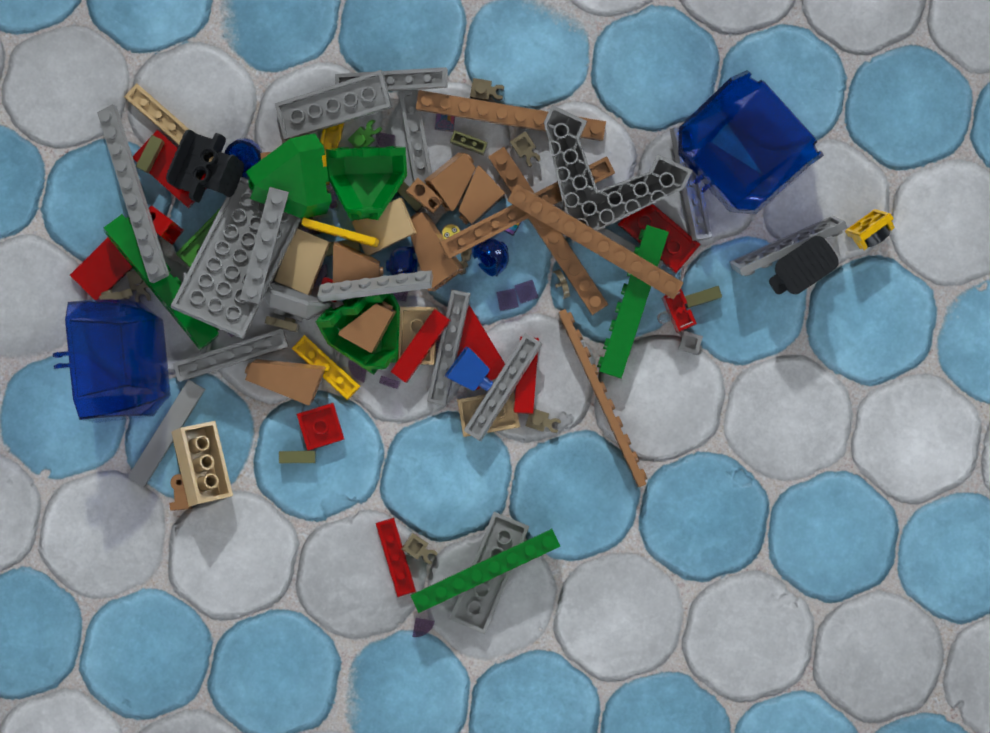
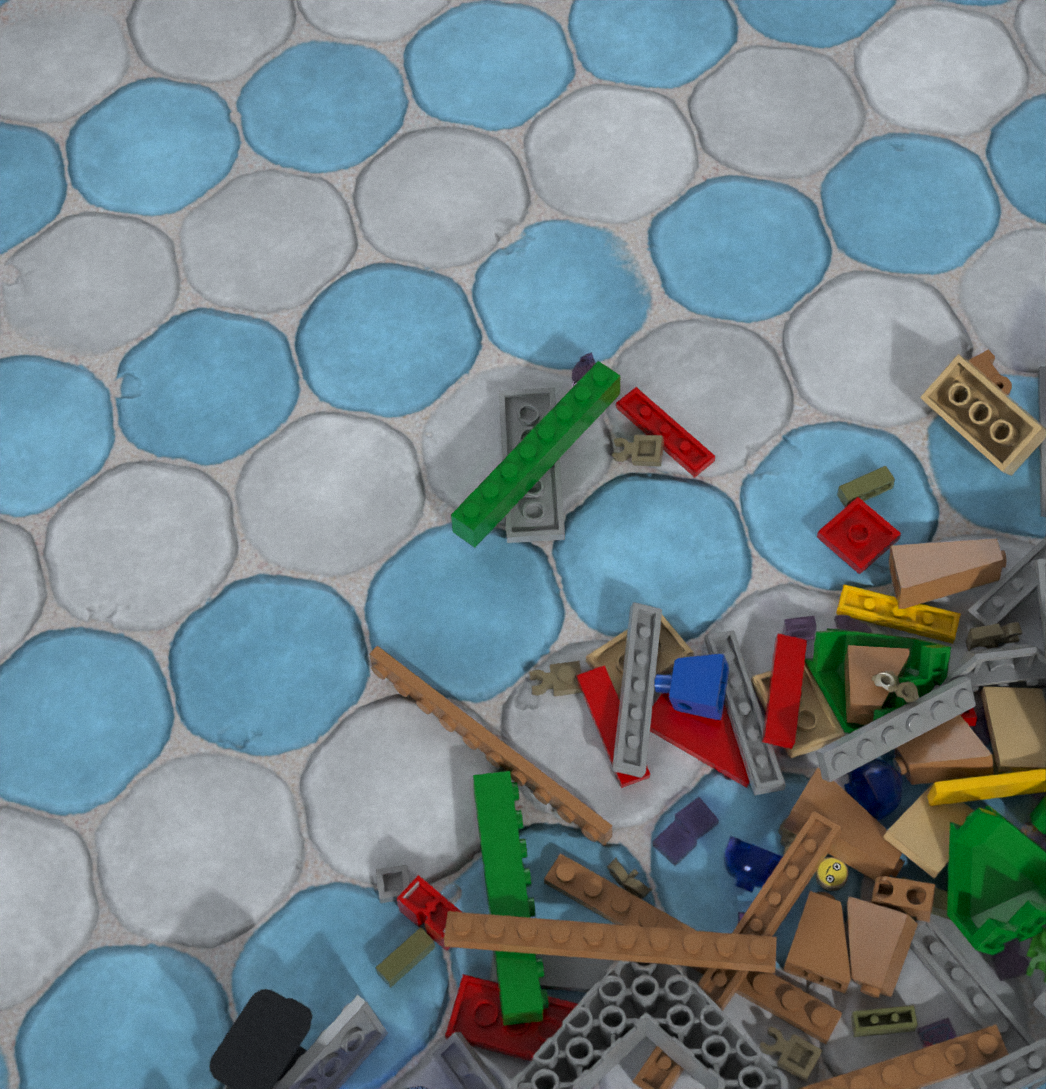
camera: 155 degrees right, 25 degrees down
(359, 304) = (891, 683): none -> dark tan piece

